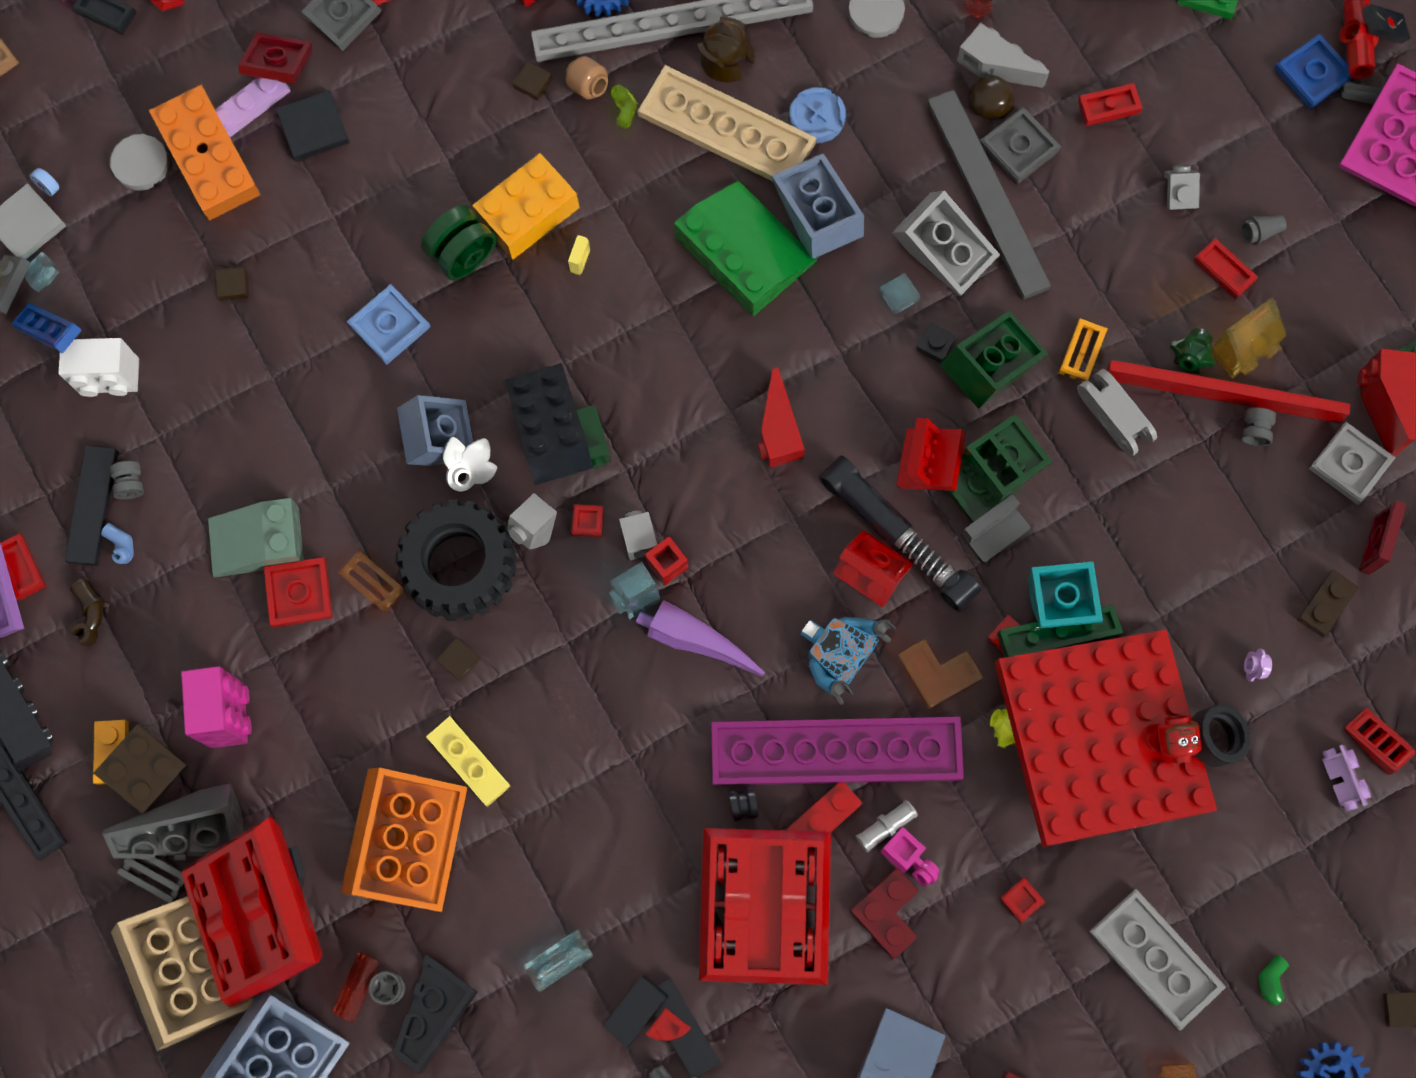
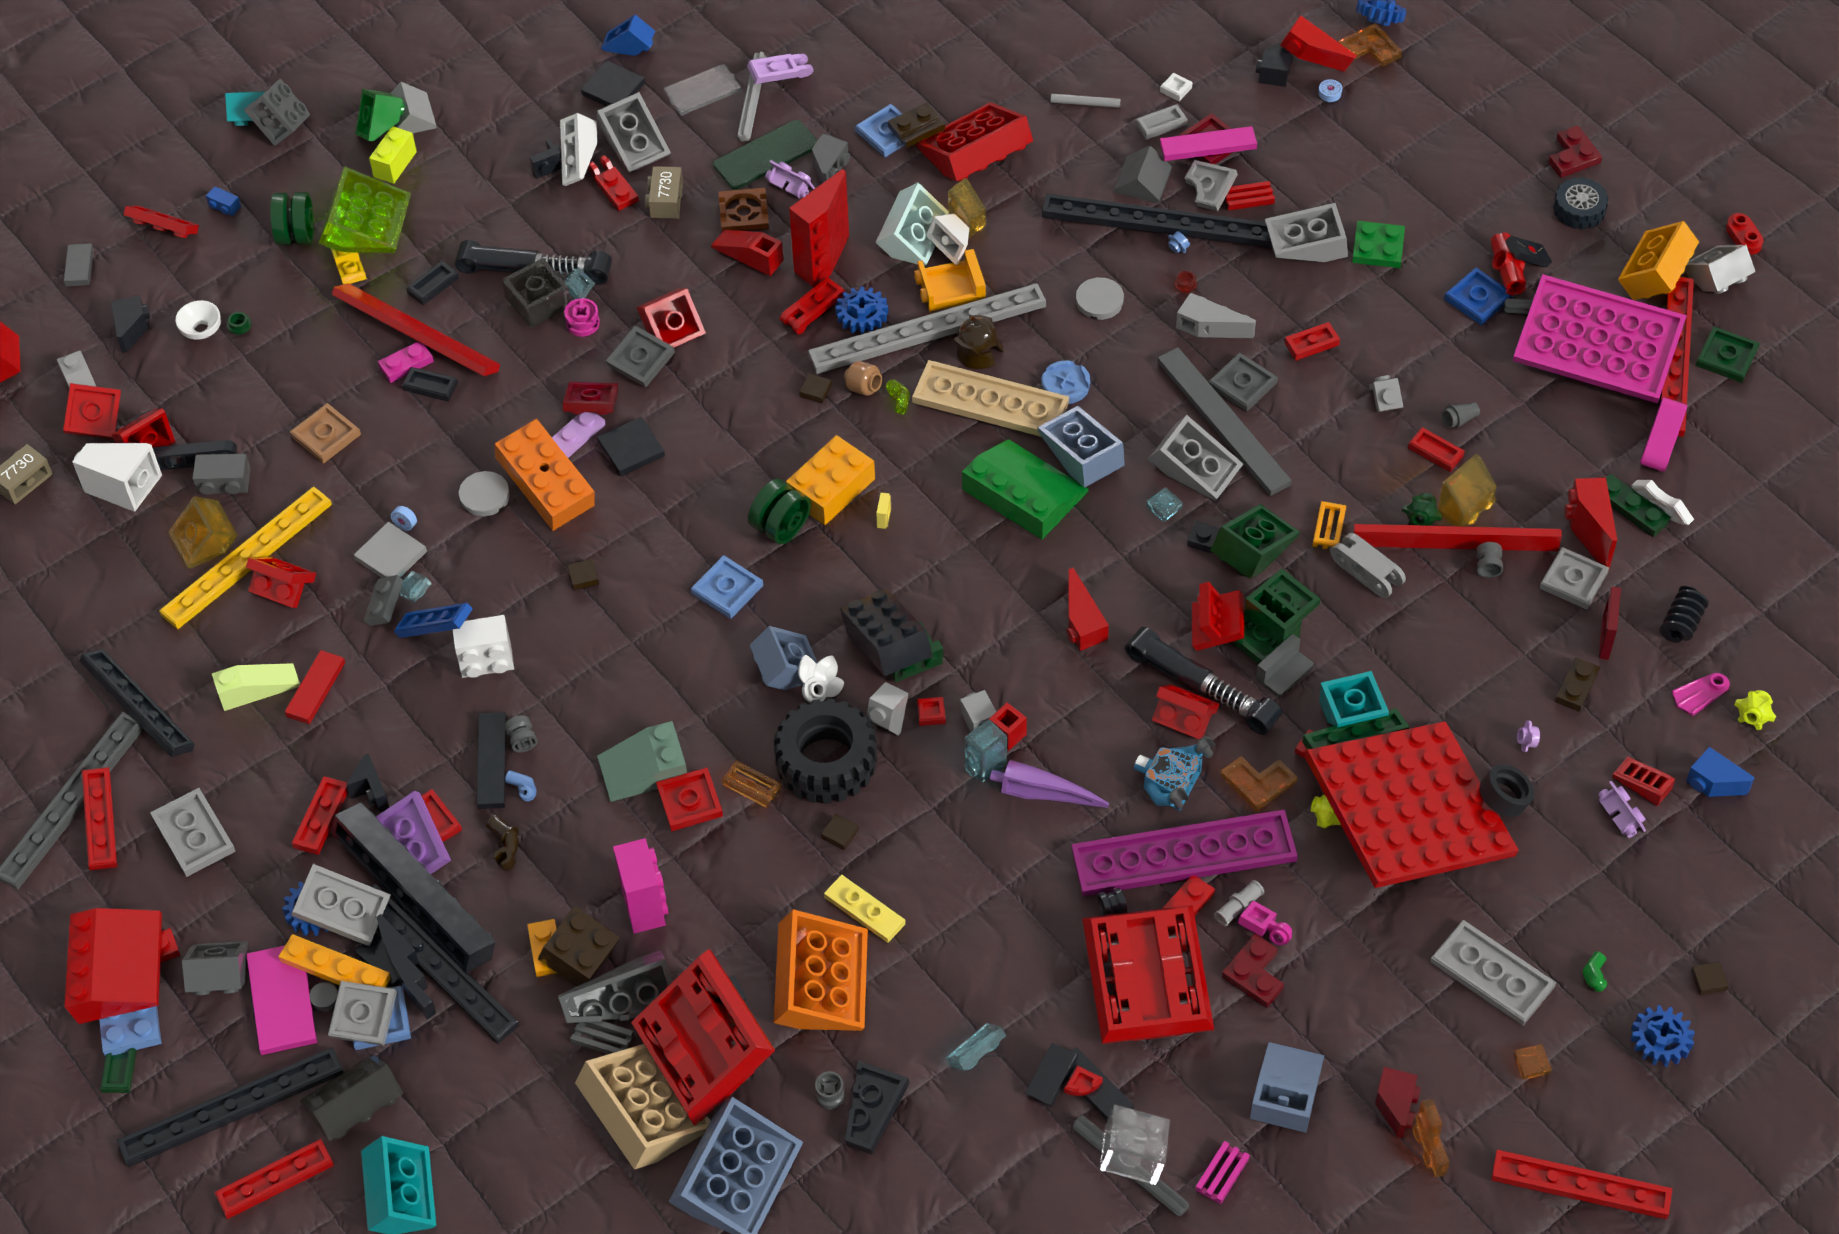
camera: 10 degrees left, 20 degrees down
(355, 987) = (801, 1093): clear red tile -> none
(991, 97) = (1211, 348): dark brown hair -> none
(1022, 900) = (1367, 944): red tile -> none
(1179, 738) = (1472, 791): red head -> none

